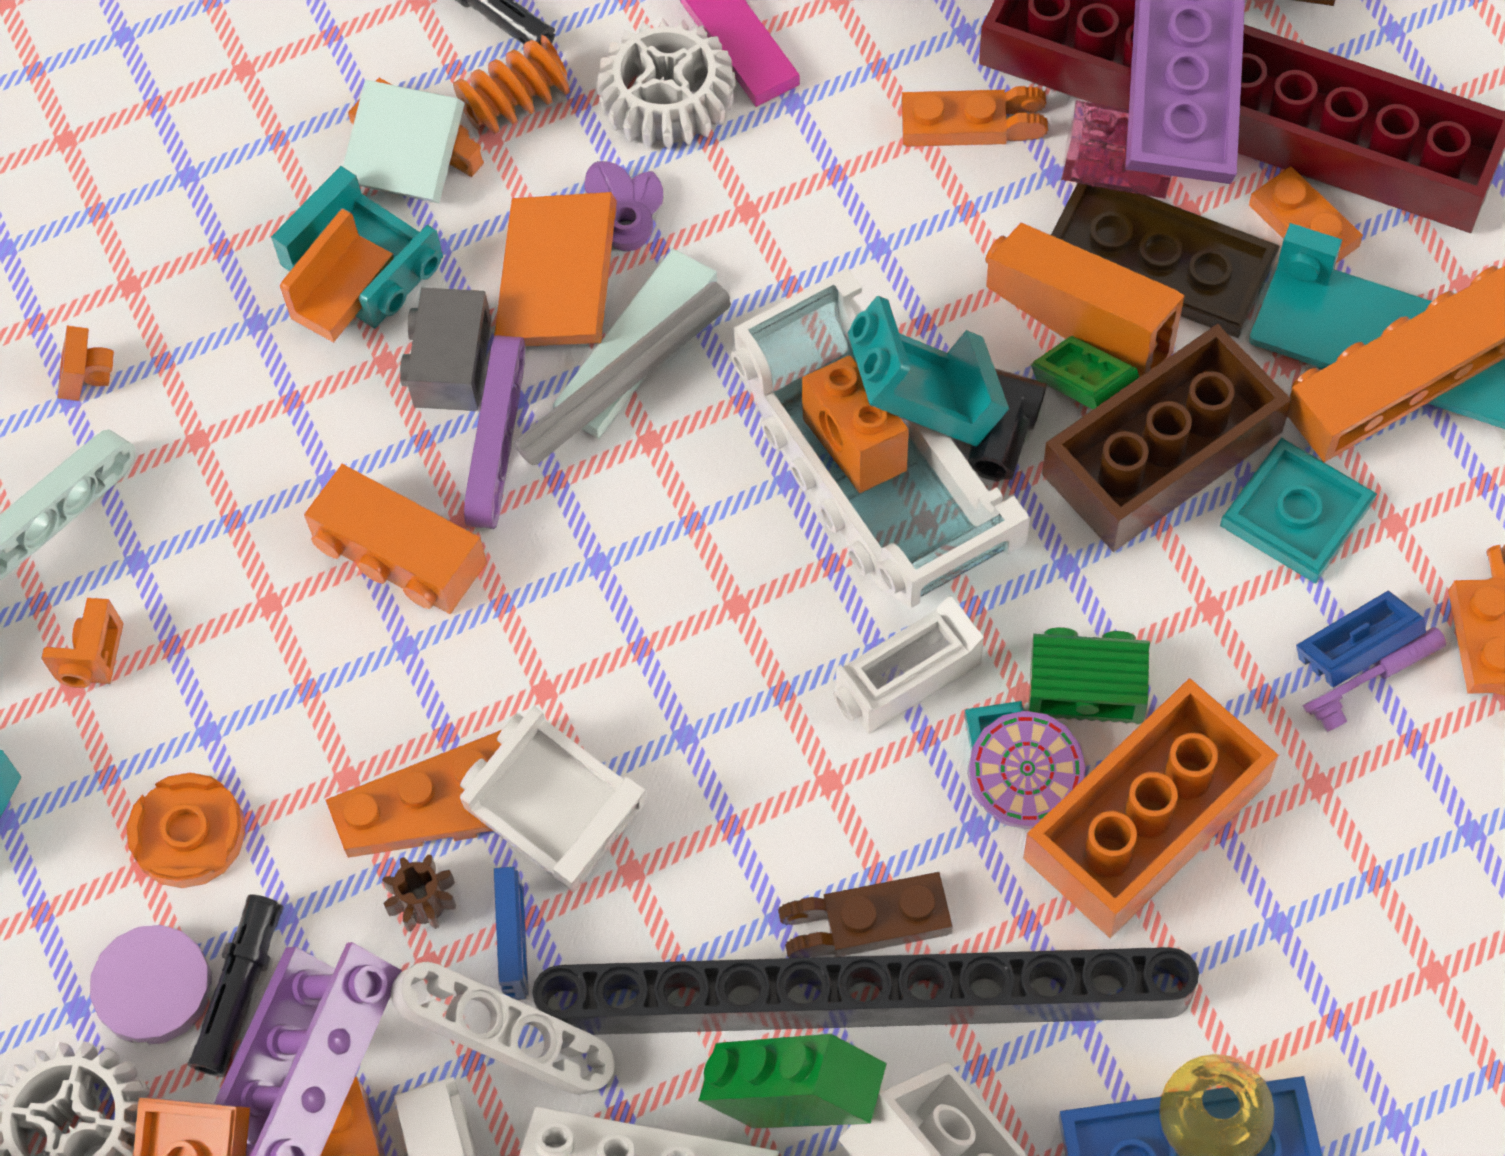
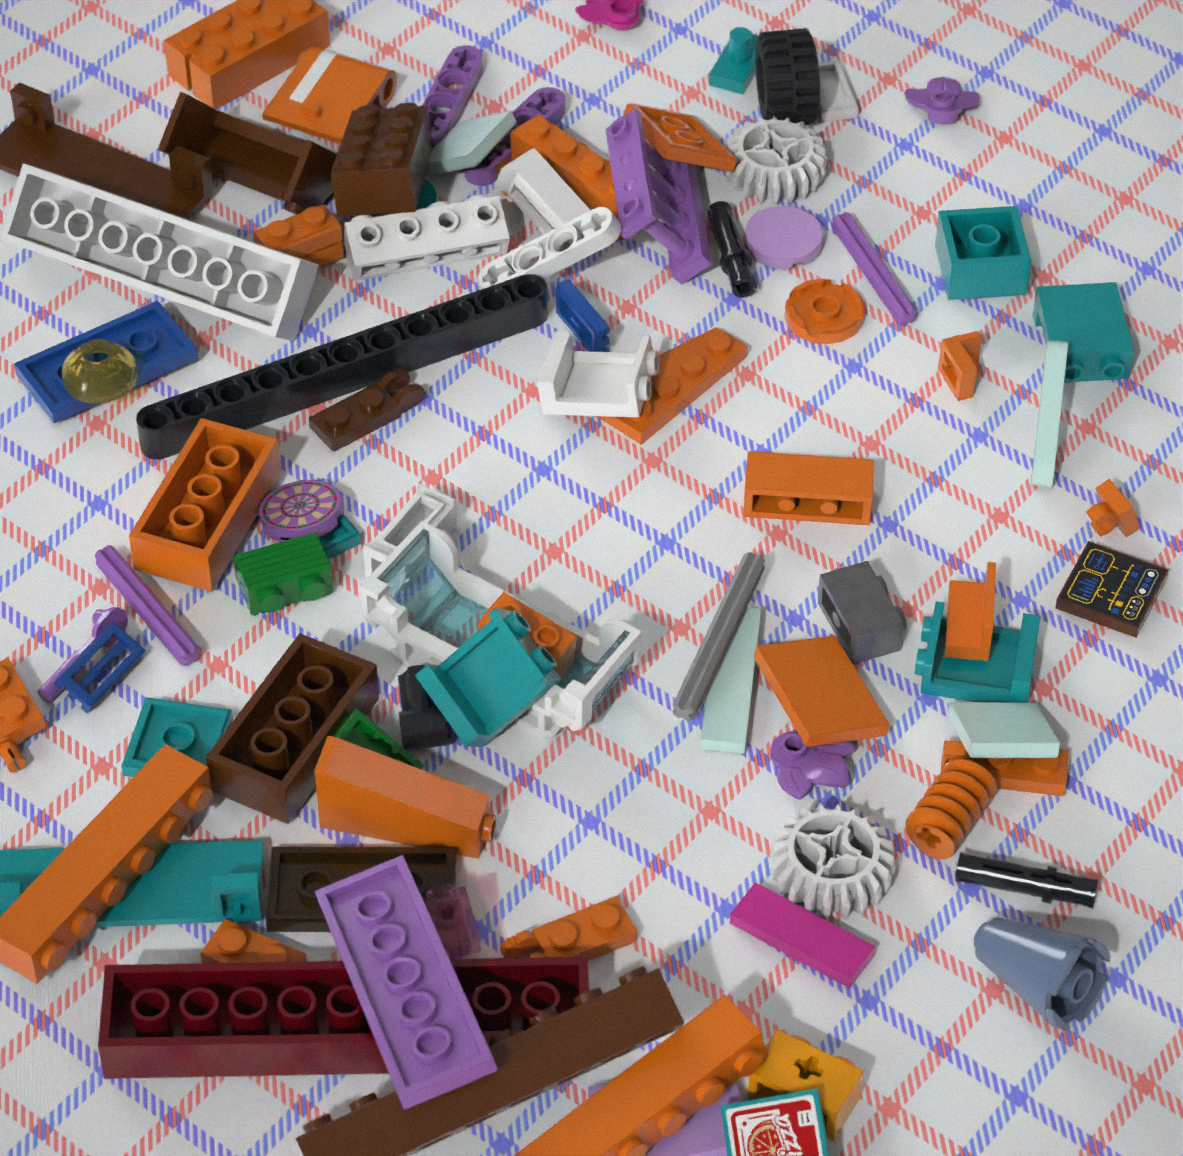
camera: 150 degrees right, 15 degrees down
(74, 873) = (874, 268): none -> medium lavender axle
(154, 284) = (1112, 589): none -> tile
(413, 876) = (652, 318): reddish brown gear -> none
(494, 432) = (789, 575): medium lavender beam -> none
(792, 1082) = (359, 272): green brick -> none
(1272, 716) = (147, 605): none -> medium lavender axle

